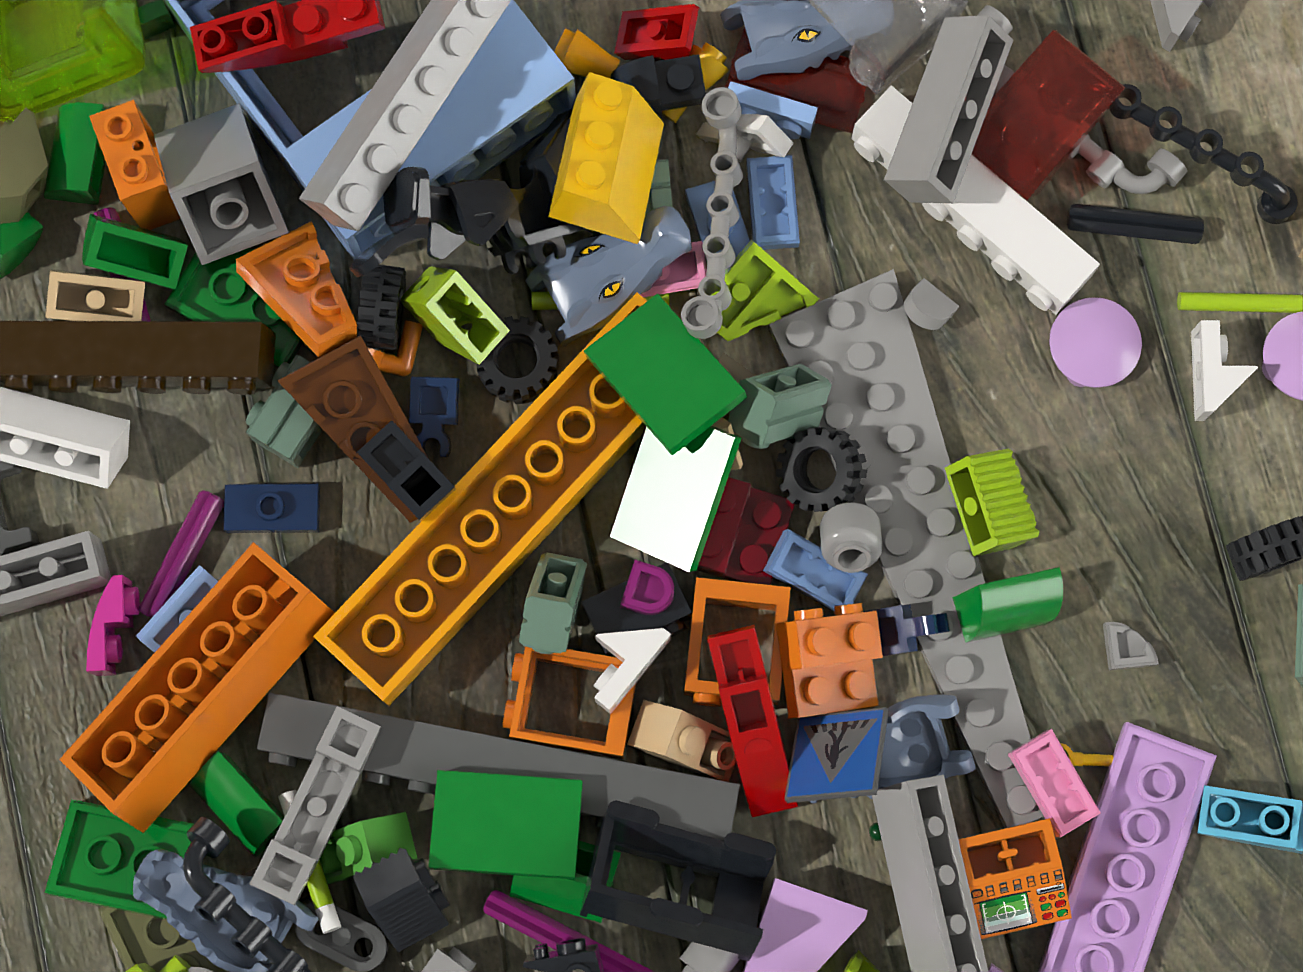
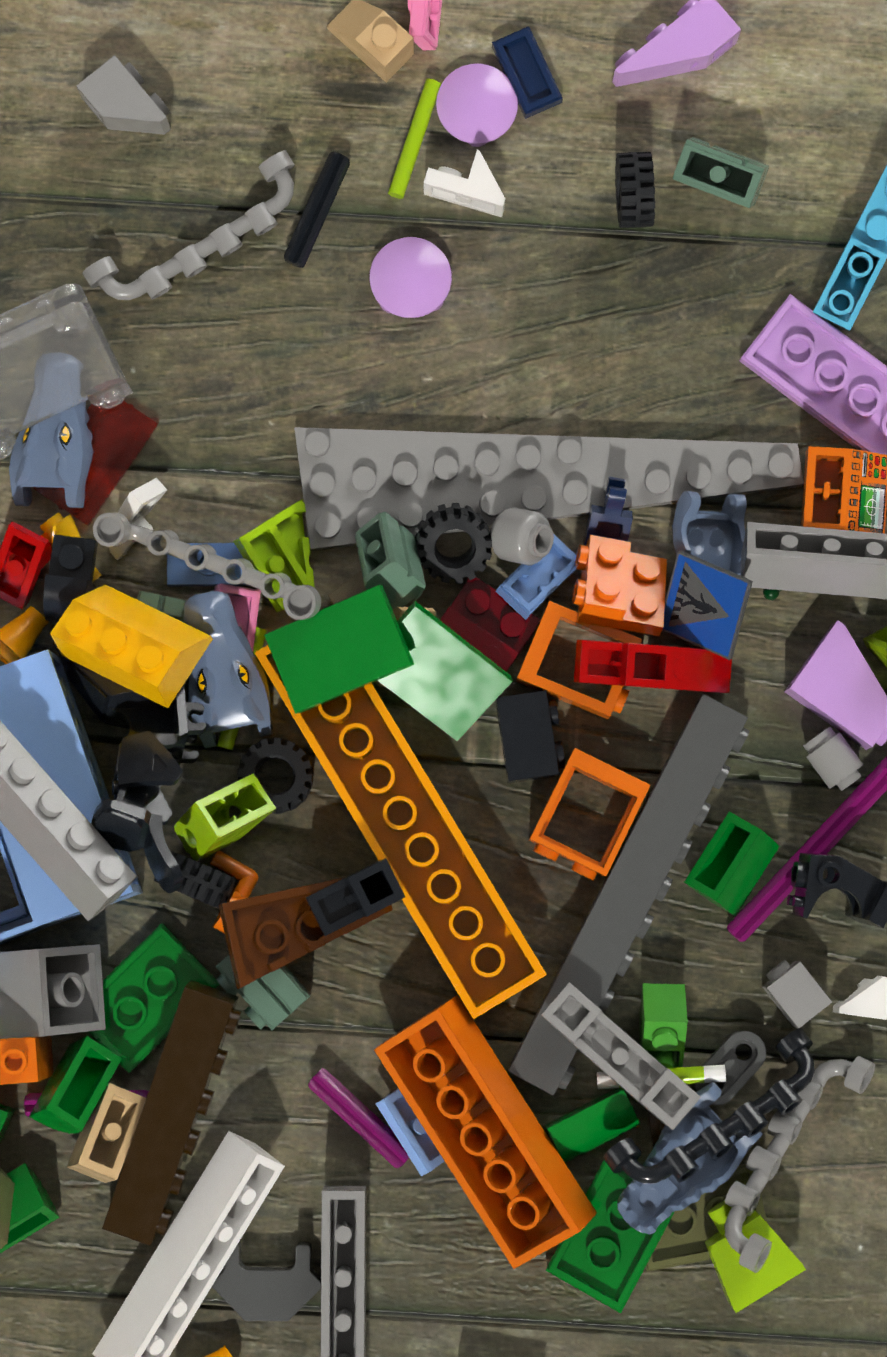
camera: 75 degrees left, 5 degrees up
(113, 611) = (392, 1187): dark pink slope -> none
(272, 508) = (341, 1027): dark blue plate -> none
(300, 289) = (157, 946): orange wing -> none
(403, 898) = (717, 1004): black brick -> none
(434, 404) = (295, 860): dark blue plate -> none
(506, 824) = (682, 899): green tile -> none
(552, 603) = (504, 805): sand green brick -> none
(637, 653) = (571, 745): white slope -> none
(648, 589) = (516, 721): magenta tile -> none
(683, 740) = (650, 730): tan slope -> none
(737, 863) = (770, 717): black piece -> none
(773, 202) = (202, 512): medium blue plate -> none
(789, 115) = (129, 476): light blue plate -> none
(929, 306) = (336, 407): light grey tile -> none
(948, 109) = (176, 334): light grey brick -> none
(989, 216) = (255, 340): white brick -> none
(991, 502) = (524, 408): lime brick -> none
(1010, 604) = (617, 422): green brick -> none
(1043, 114) = (202, 257): clear red slope -> none
(1054, 783) = (776, 433): bright pink plate -> none
(1081, 759) = (759, 406): yellow hand -> none
(1127, 648) = (678, 337): light grey tile -> none
(1277, 200) = (333, 85): black bar -> none

